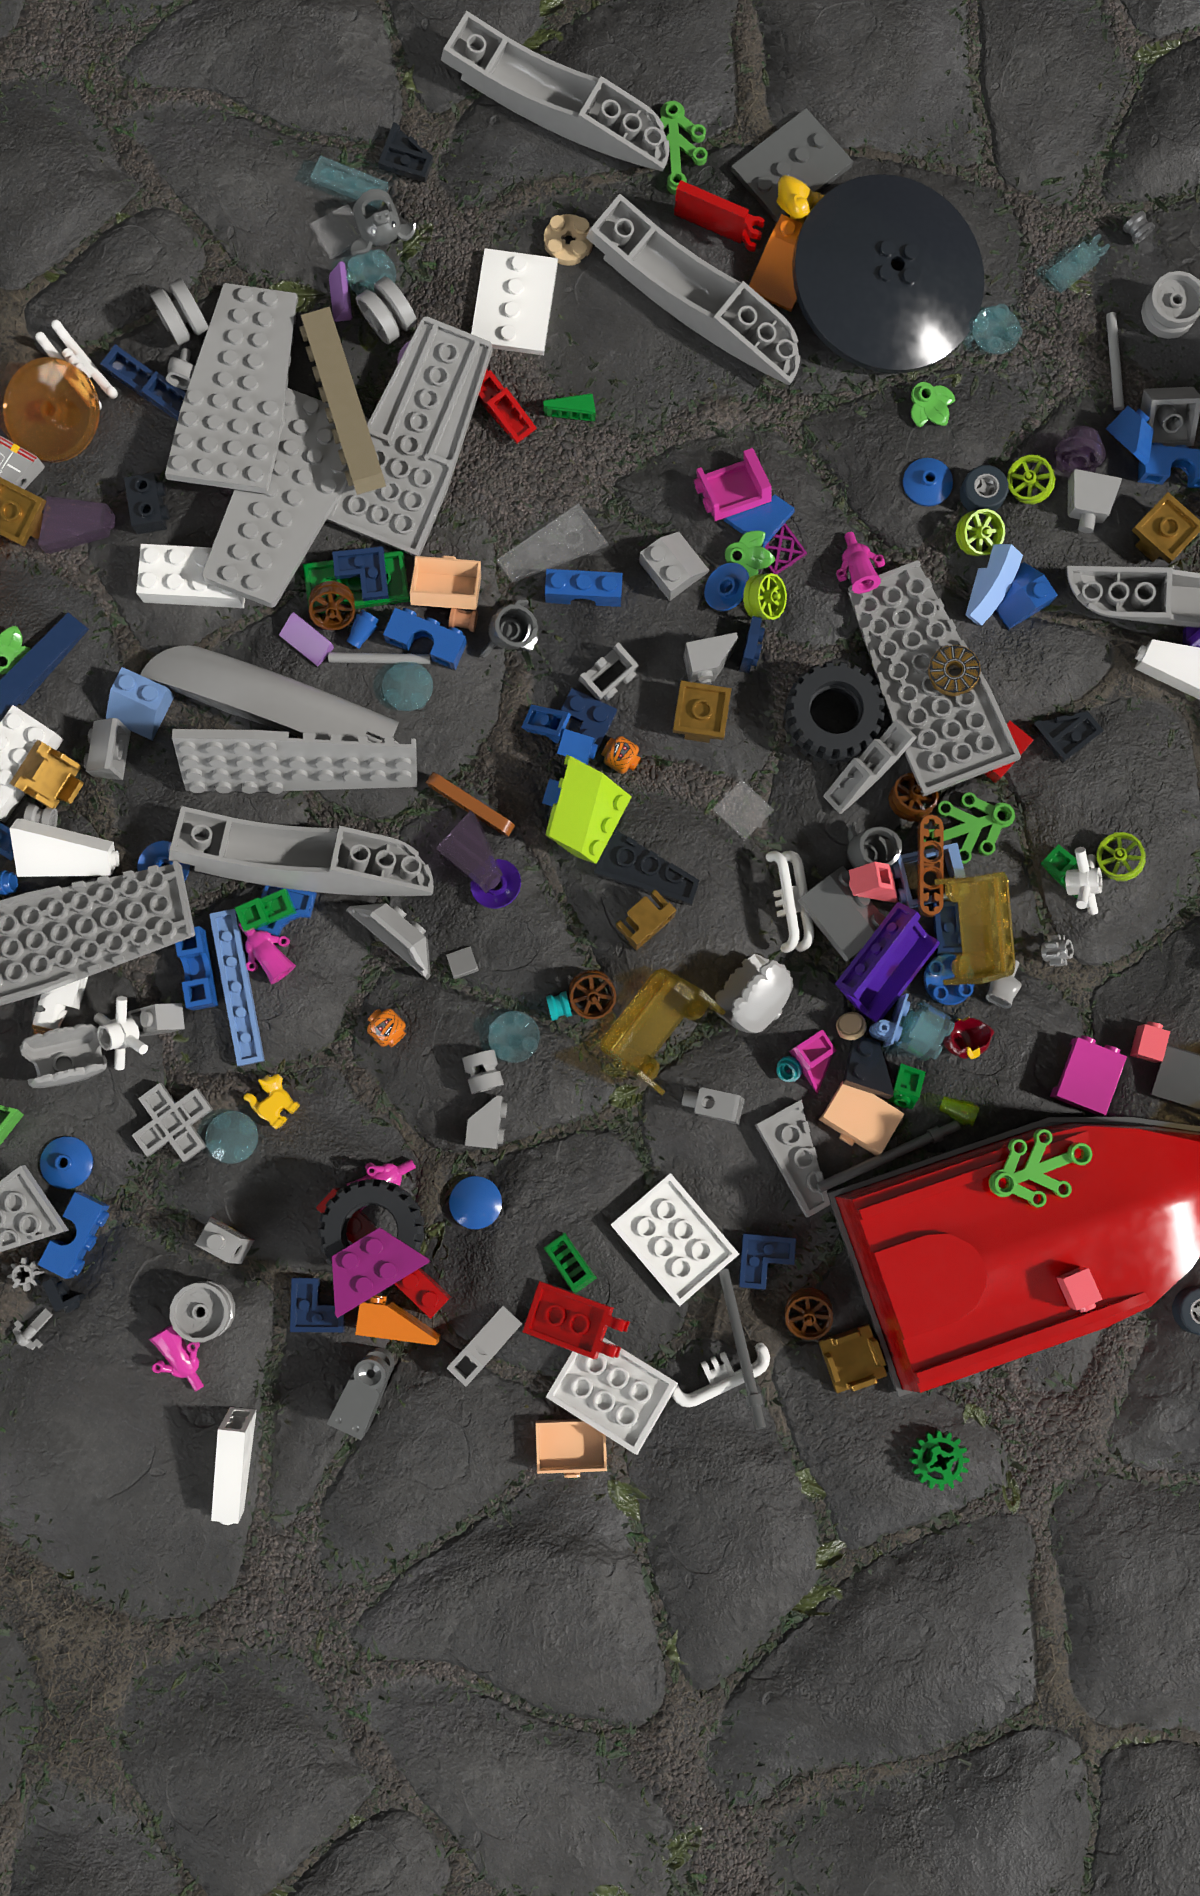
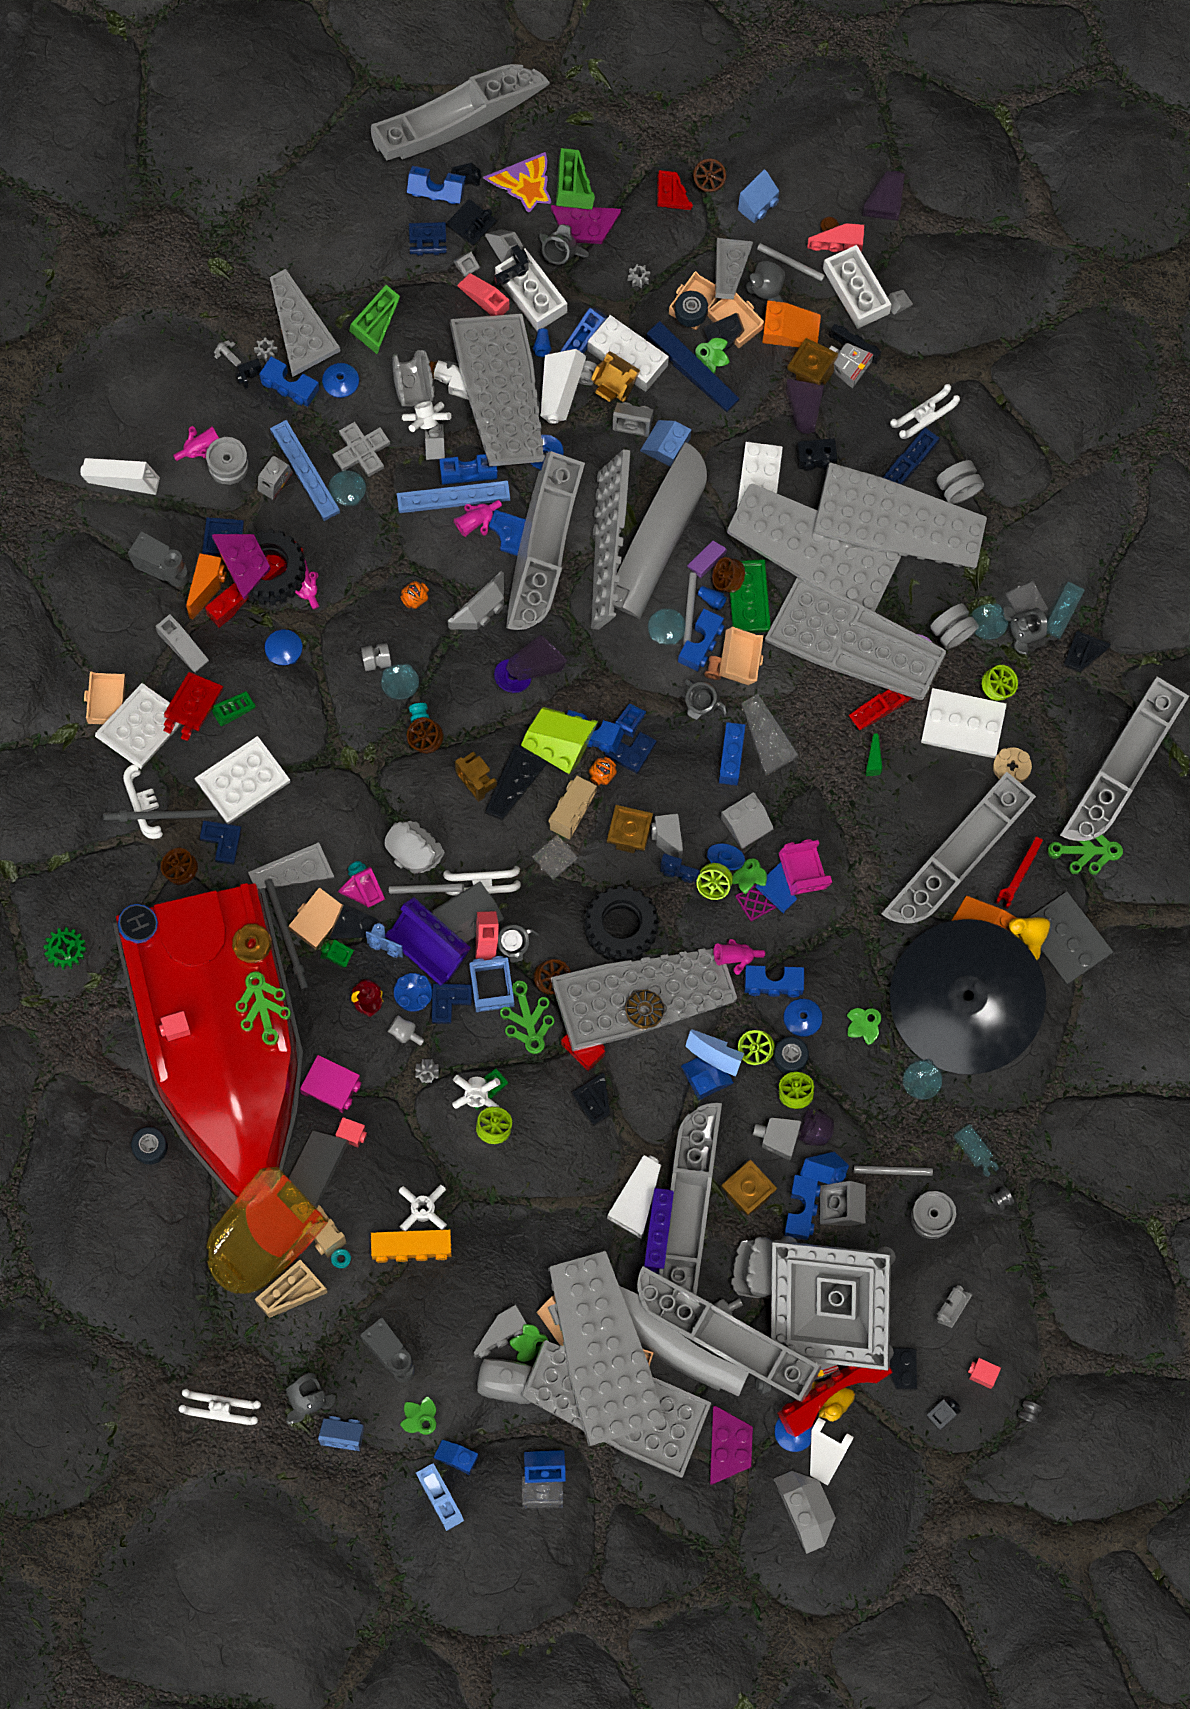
camera: 95 degrees right, 10 degrees down
(51, 409) = (890, 392): clear orange dish -> none
(180, 370) = (918, 482): light grey piece -> none
(208, 1199) = (305, 470): none -> medium blue plate
(265, 910) = (506, 517): green slope -> none
(277, 1100) = (367, 517): yellow animal -> none
(340, 293) = (975, 599): medium lavender slope -> none
(343, 401) = (884, 590): dark tan brick -> none
(366, 564) = (757, 603): dark blue plate -> none
(458, 249) = (991, 686): none -> lime wheel
(462, 962) = (457, 650): light grey slope -> none
(470, 803) = (573, 663): dark orange beam -> none
(484, 1125) = (336, 656): light grey slope -> none
(603, 665) = (670, 761): light grey window -> none
(650, 1022) = (398, 774): clear yellow windscreen -> none
(675, 789) = (572, 807): none -> tan wedge
(726, 1107) = (335, 815): light grey torso -> none
(809, 971) = (426, 888): none -> light grey bar
(851, 1026) = (385, 917): tan piece -> none
(853, 1359) = (142, 890): pearl gold panel -> none
(869, 767) = (577, 945): light grey slope -> none
(887, 495) = (790, 984): none -> blue arch
(925, 1031) = (375, 964): clear light blue brick -> none
(926, 865) = (497, 976): dark orange beam -> none
(936, 1359) = (137, 923): none -> black tile
(937, 1182) = (262, 946): none -> pearl gold tile
(960, 1110) = (314, 990): clear neon green cone -> none
(983, 927) = (449, 1015): clear yellow windscreen -> none

